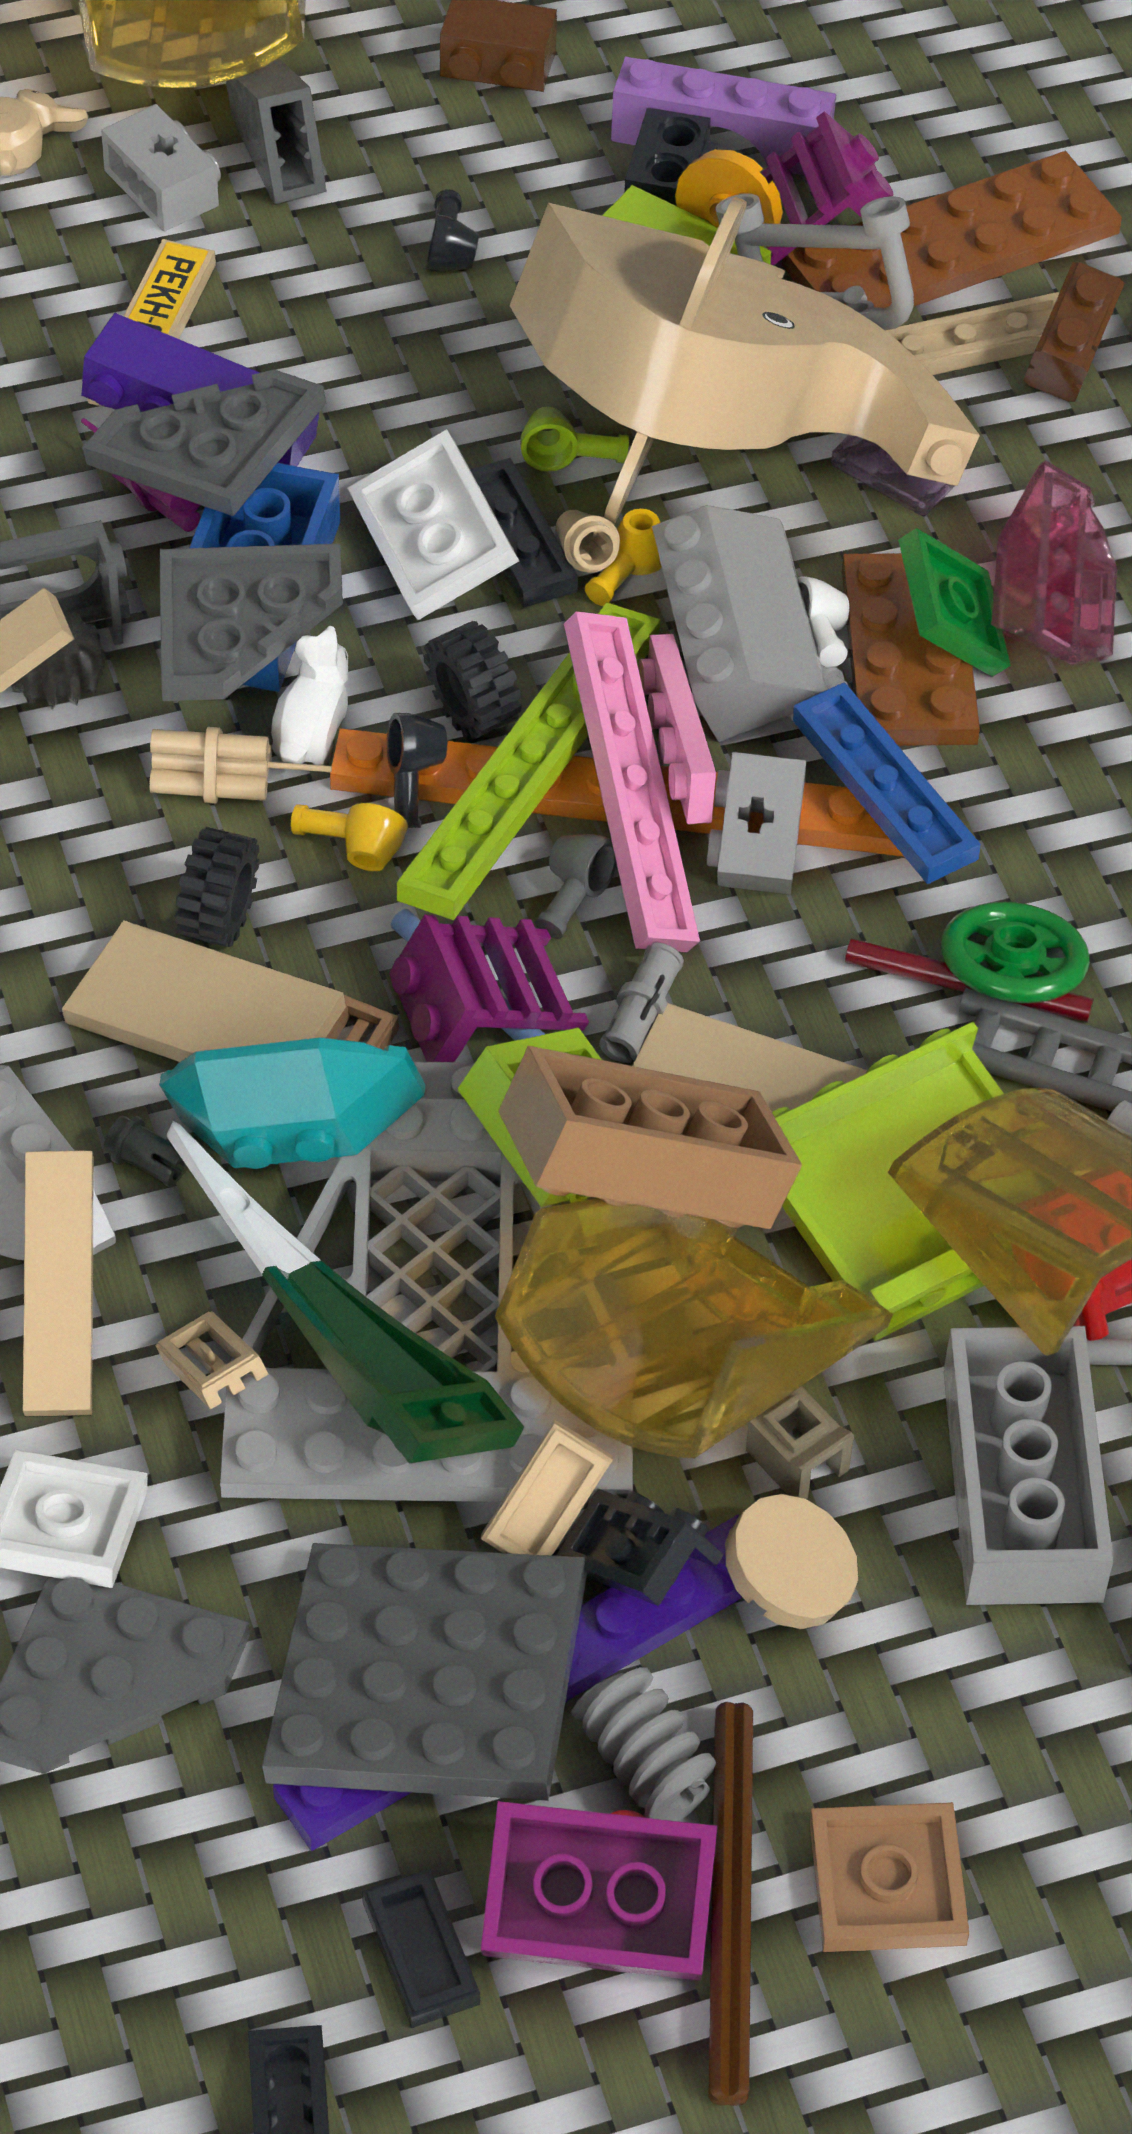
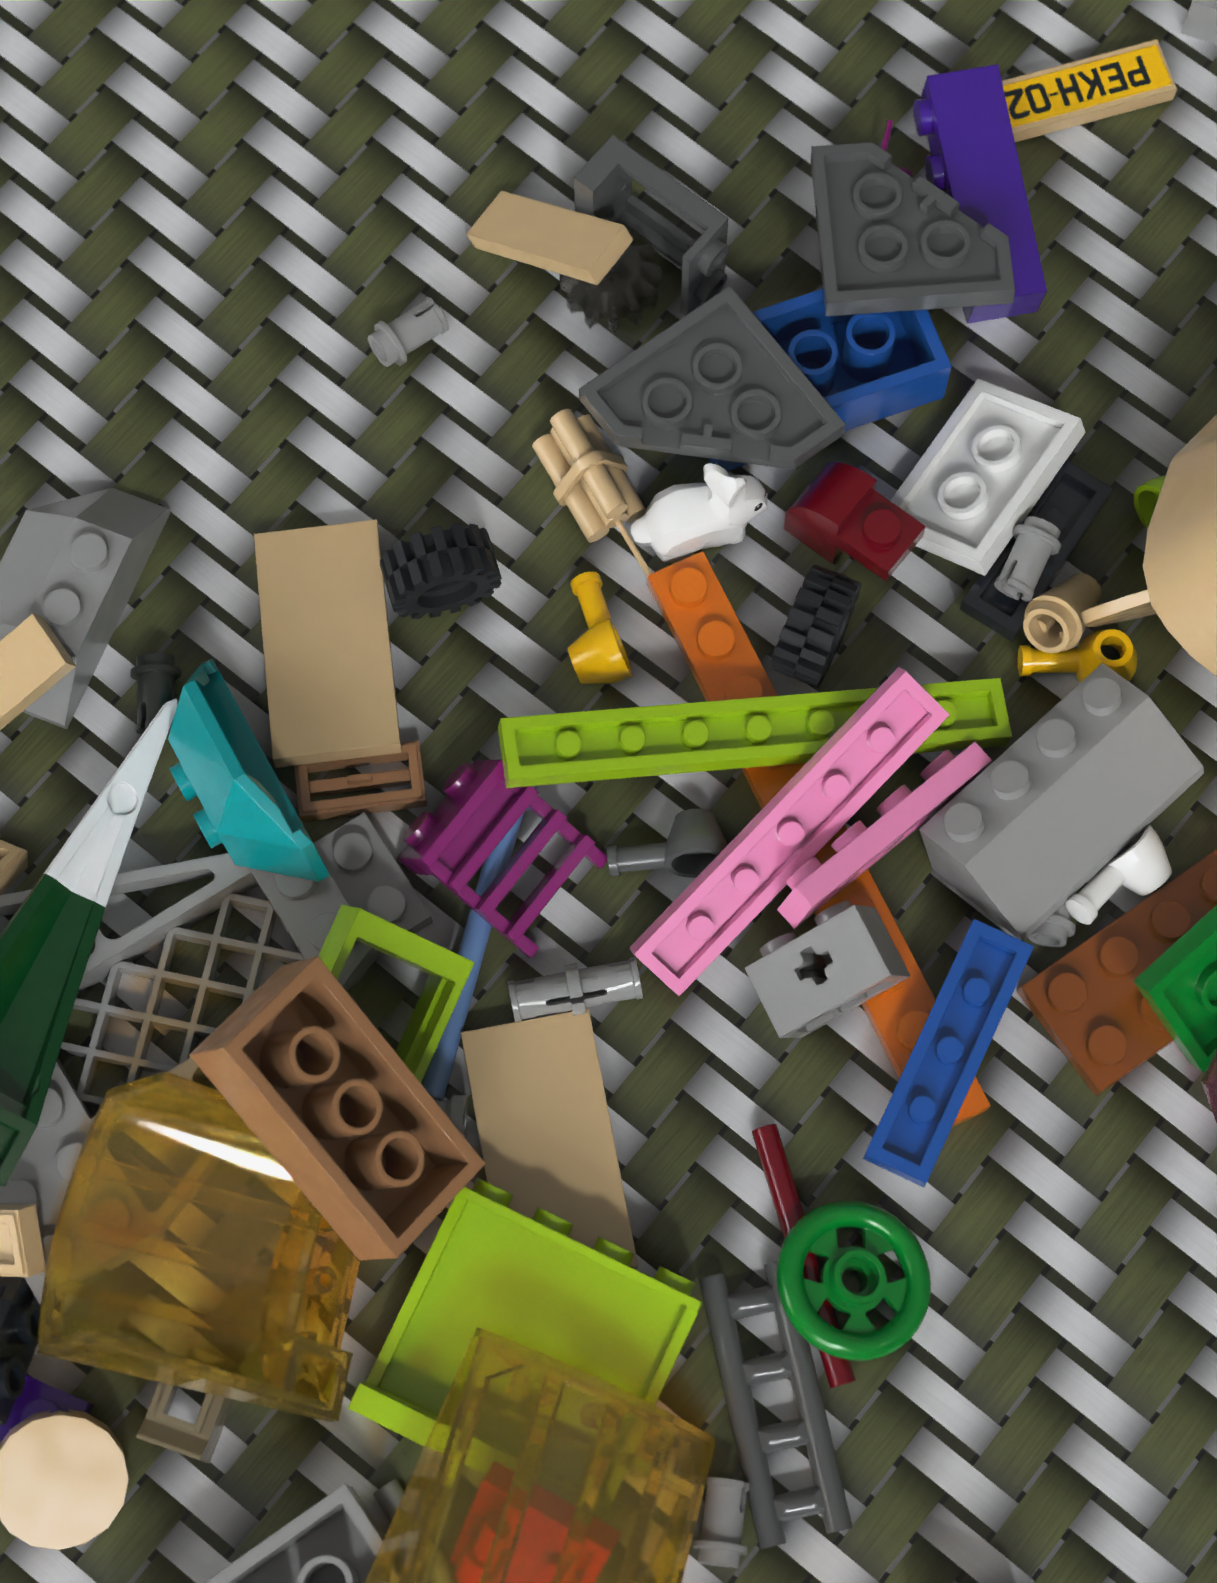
camera: 60 degrees right, 20 degrees up
(390, 609) = (848, 515): none -> dark red brick
(411, 747) = (699, 631): black bar -> none
(521, 516) = (1033, 546): none -> light grey pin

